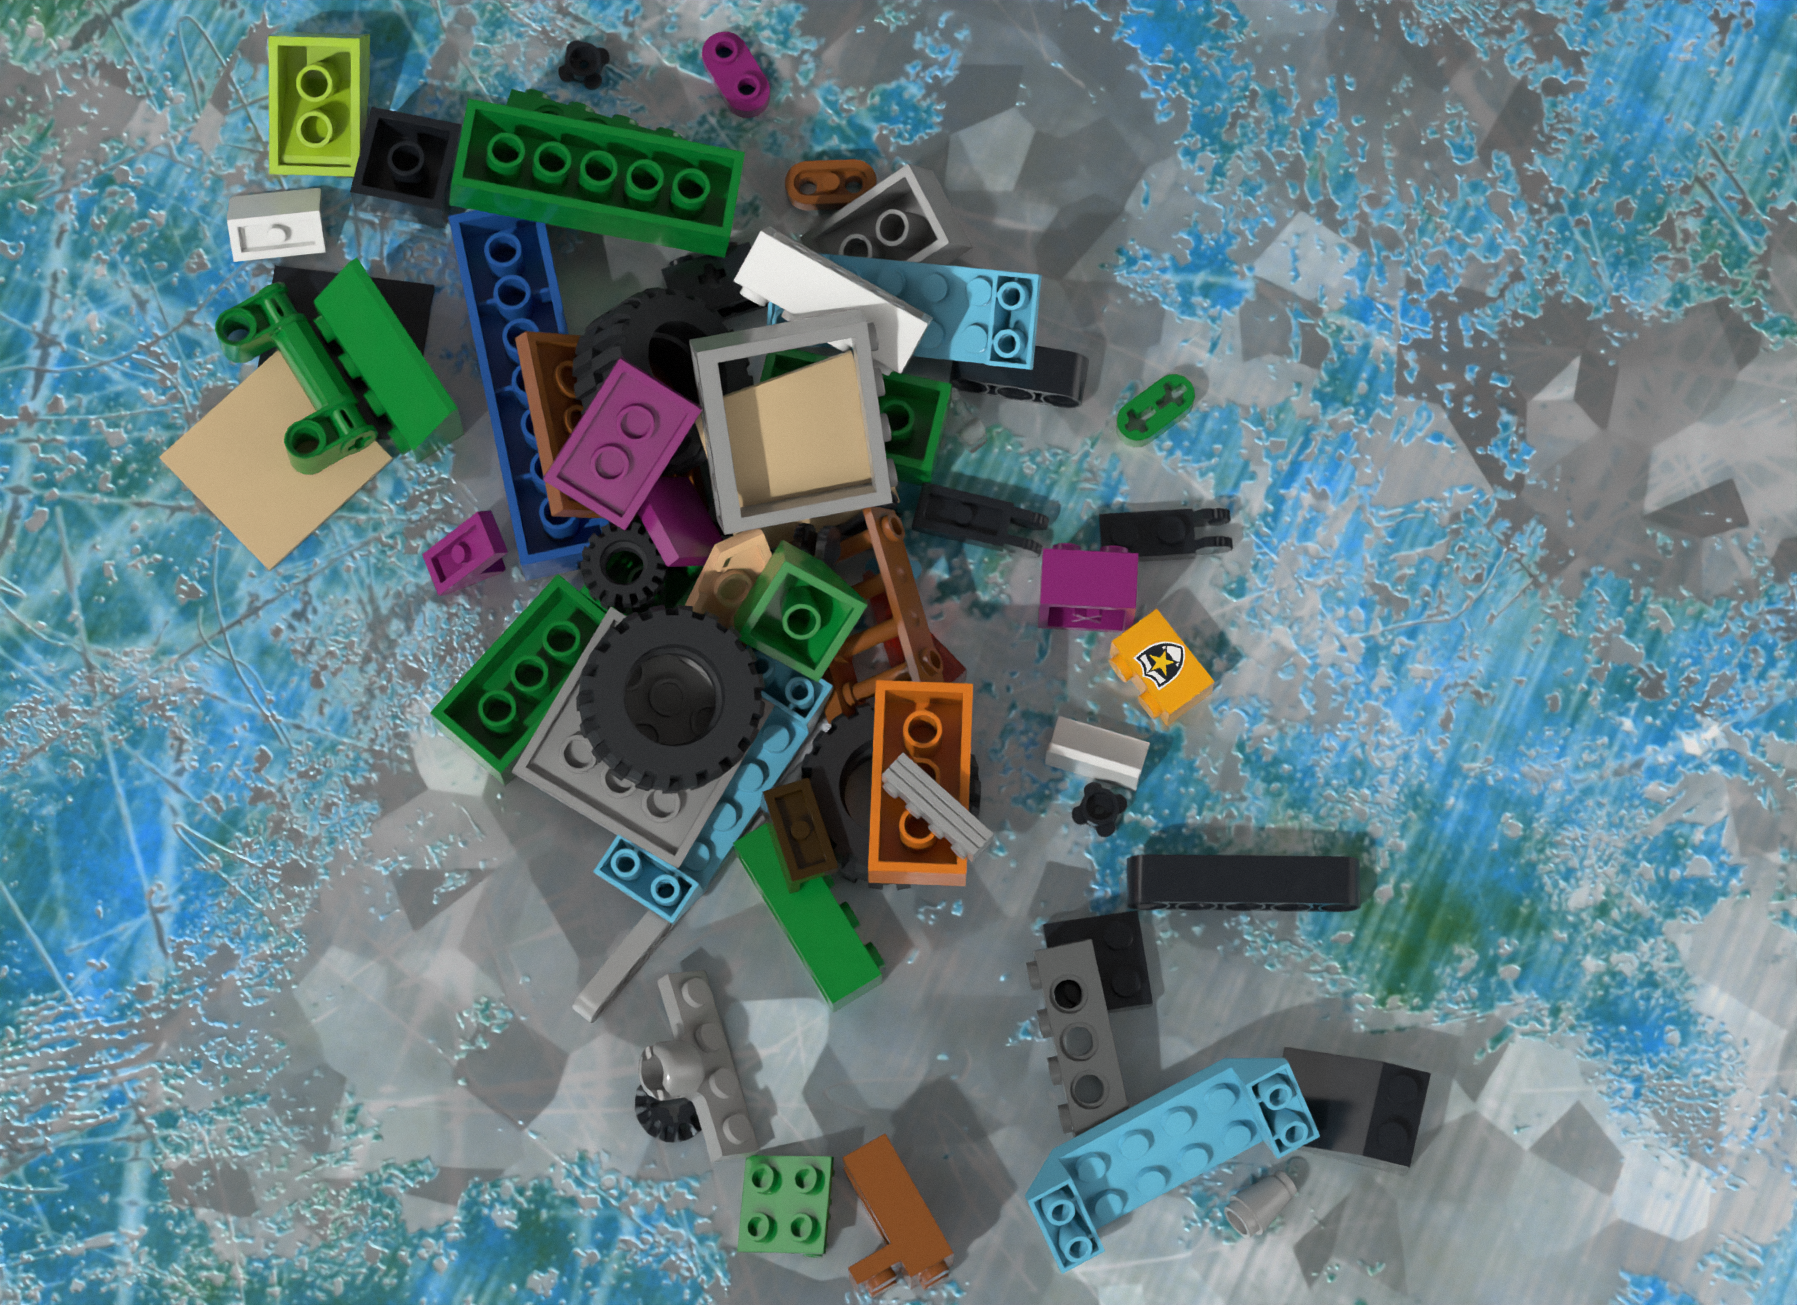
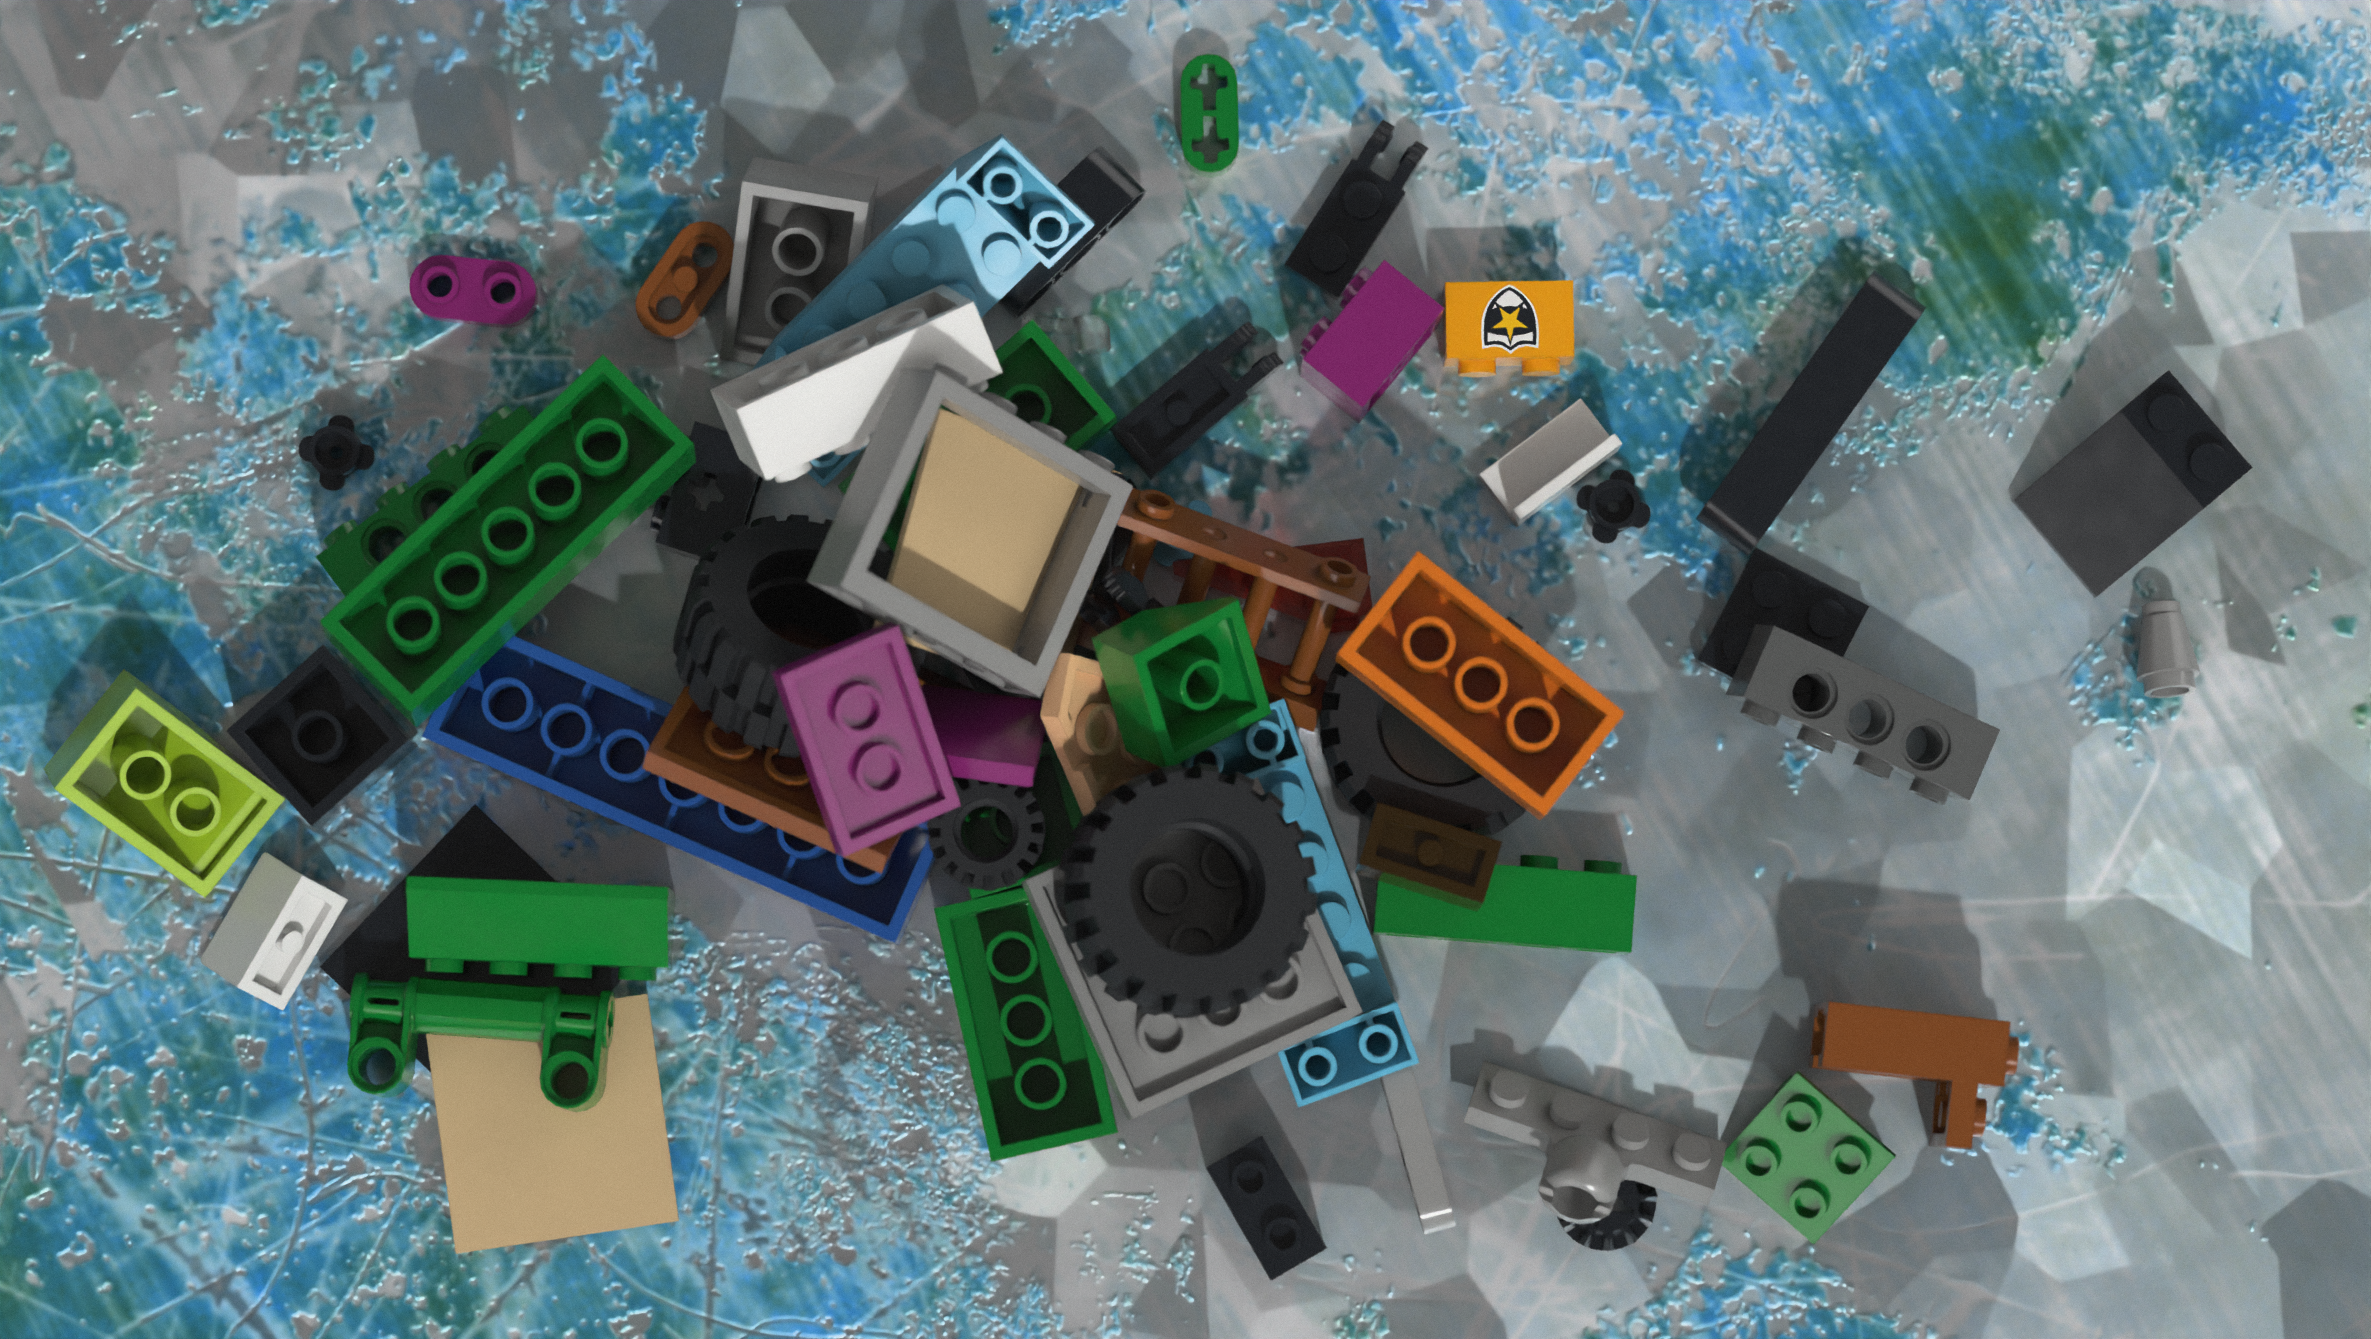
camera: 55 degrees left, 10 degrees up
(467, 554) = (825, 991): magenta slope -> none
(520, 900) = (1266, 1208): none -> black brick
(933, 803) = (1534, 691): light grey piece -> none
(1162, 1147) = (2037, 711): medium azure slope -> none

